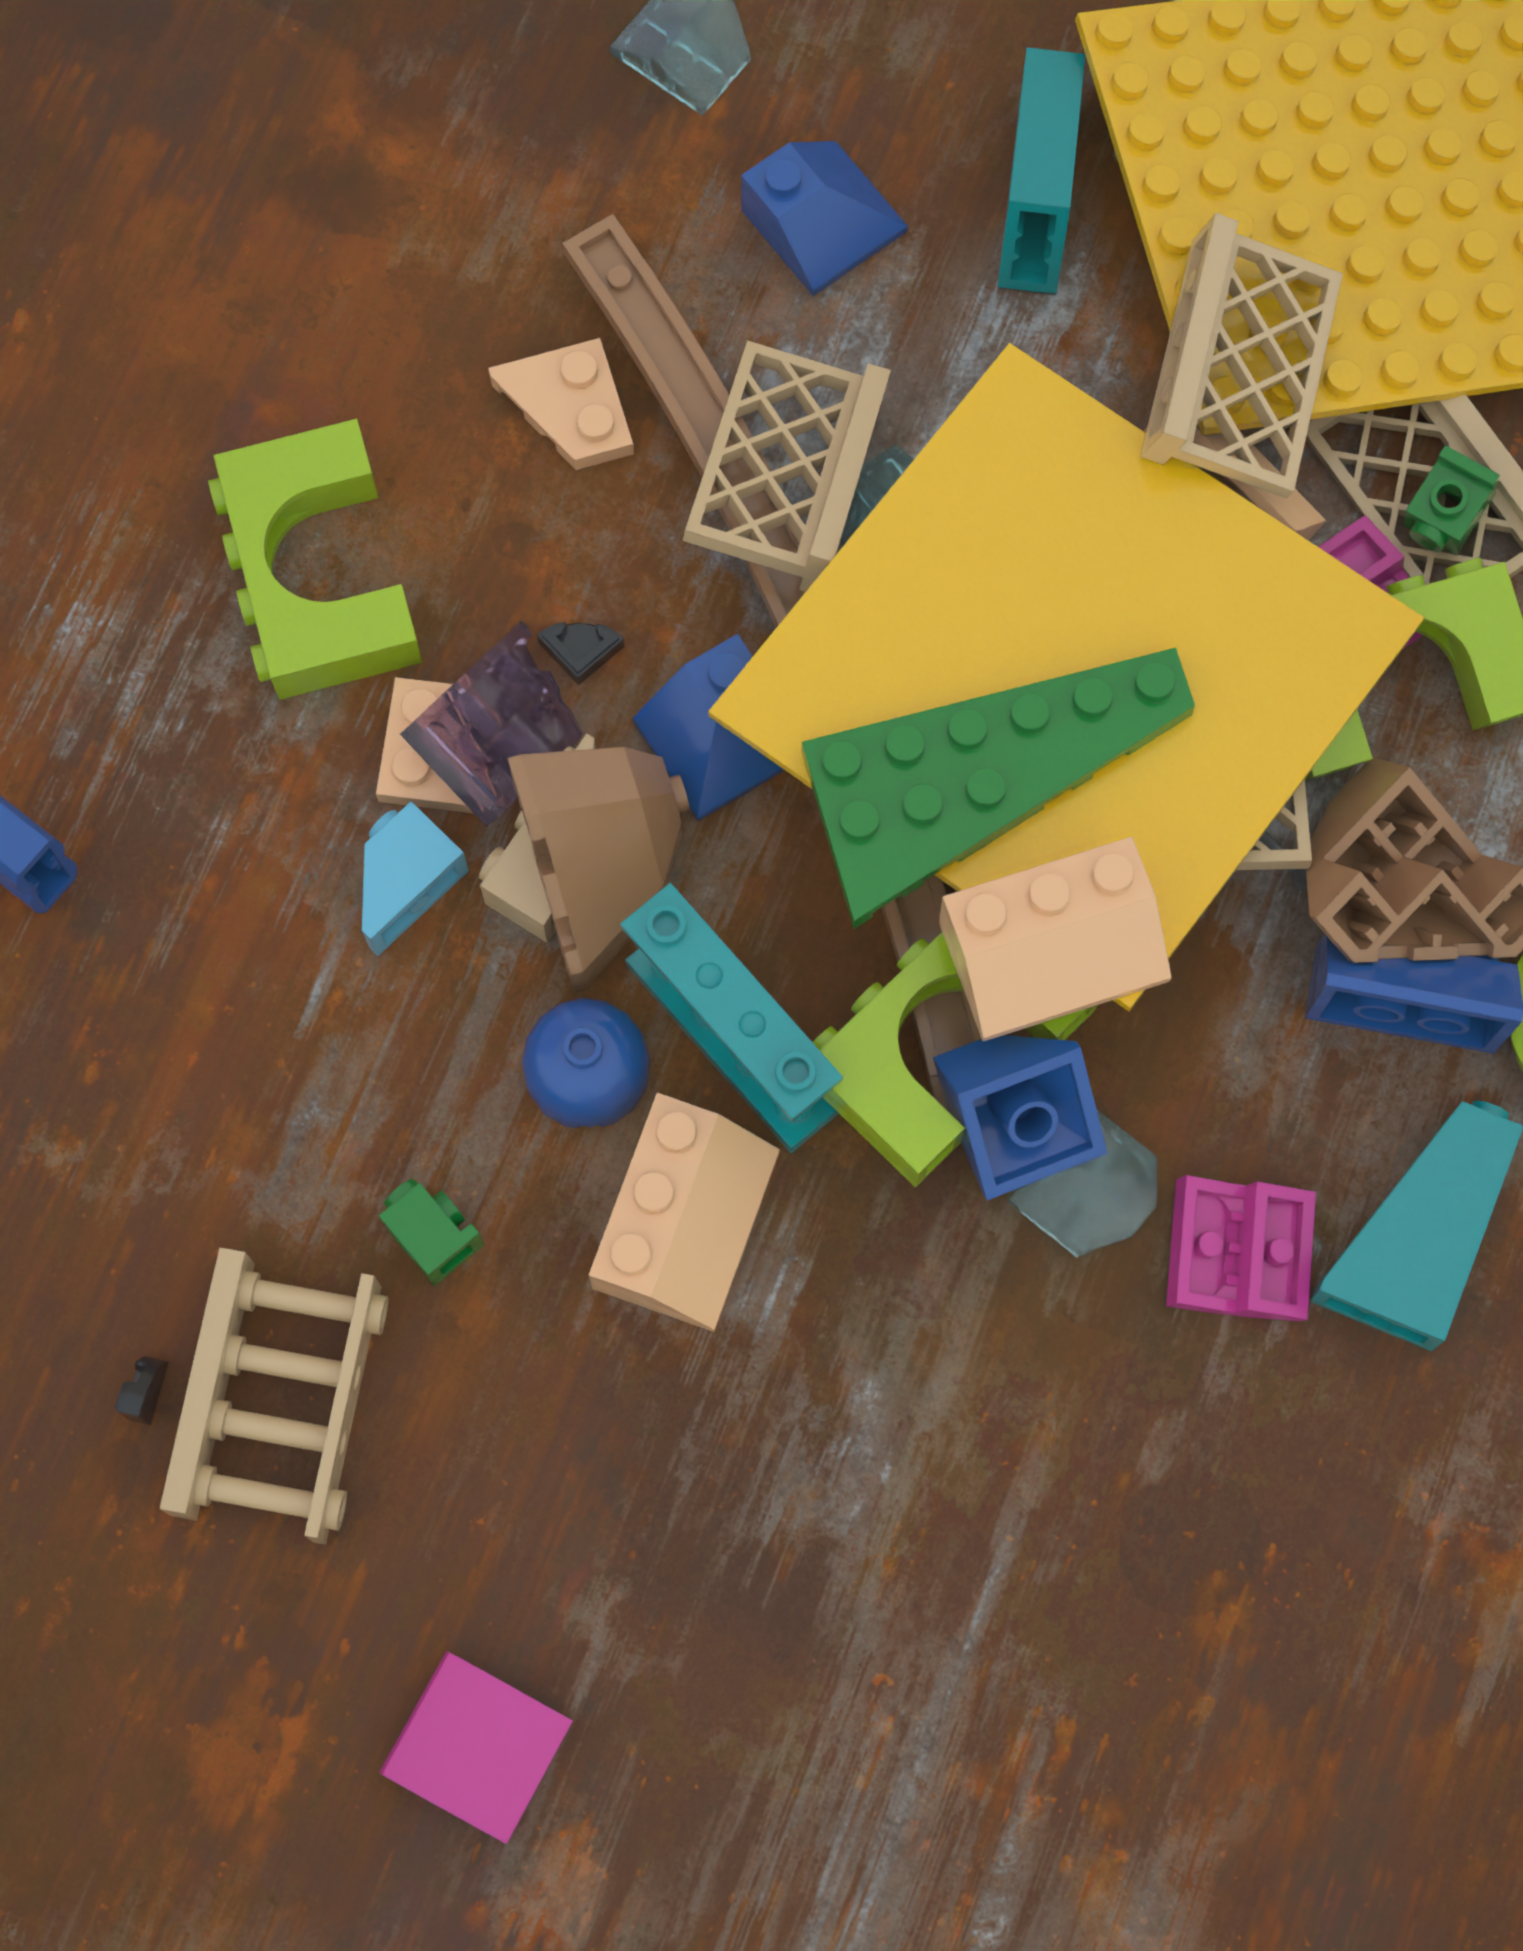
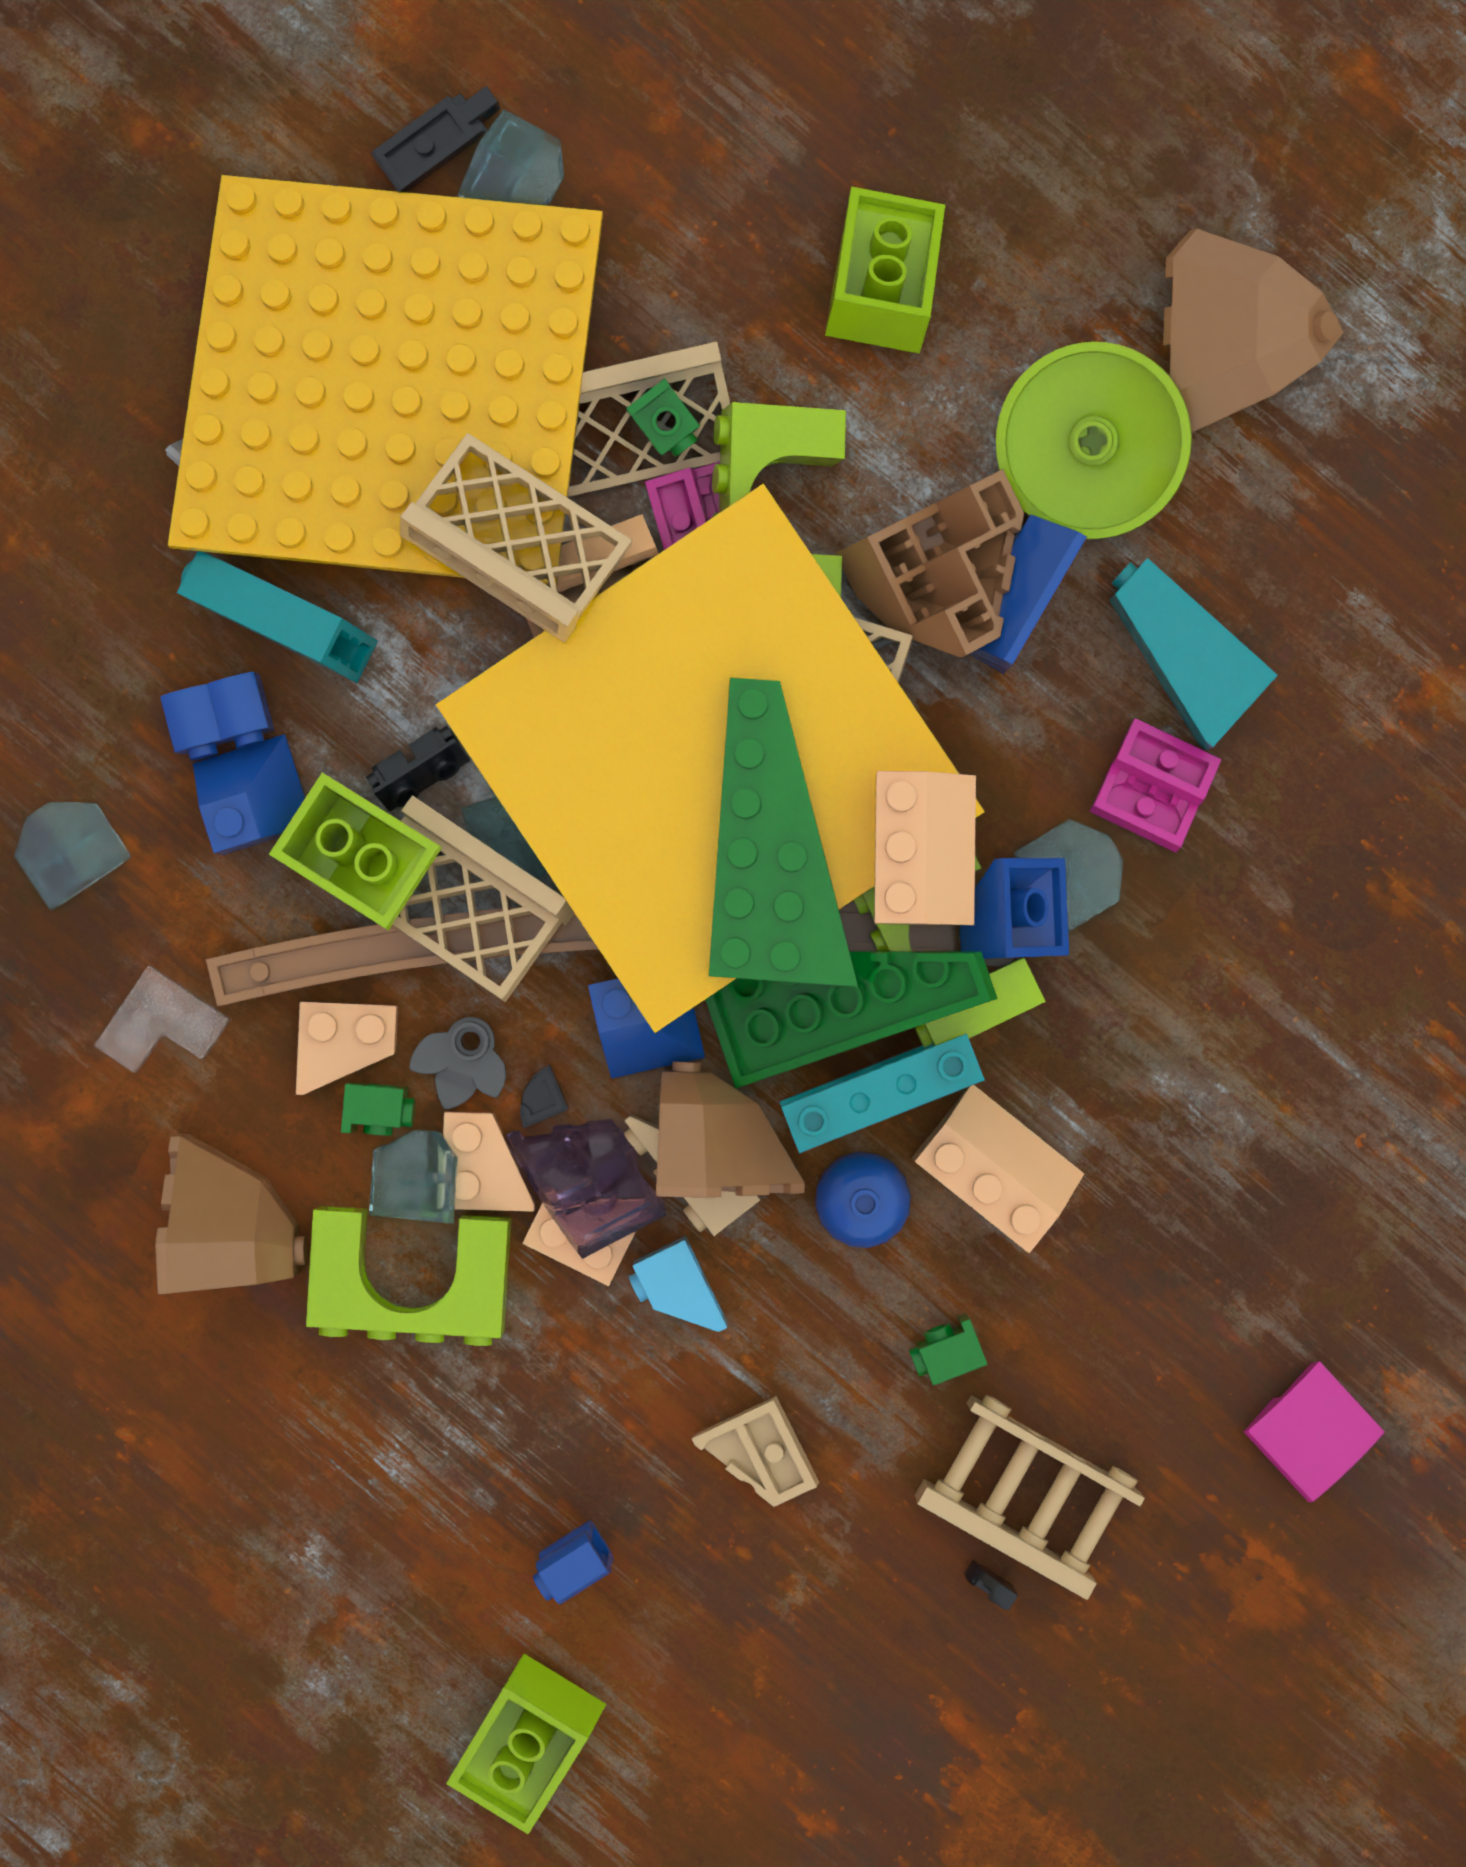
camera: 70 degrees left, 15 degrees up
(226, 1045) = (762, 1451): none -> tan wing
(305, 316) = (222, 1224): none -> medium nougat brick
(432, 527) = (414, 1178): none -> clear light blue slope
(473, 601) = (485, 1166): none -> light nougat wing
(502, 457) = (376, 1108): none -> green brick
(534, 189) = (158, 1008): none -> clear plate
(584, 540) = (458, 1068): none -> dark grey plate
(781, 893) = (786, 1025): none -> green wing
(802, 317) = (355, 851): none -> lime slope
(903, 143) = (217, 714): none -> blue brick
(914, 377) = (436, 760): none -> black hinge

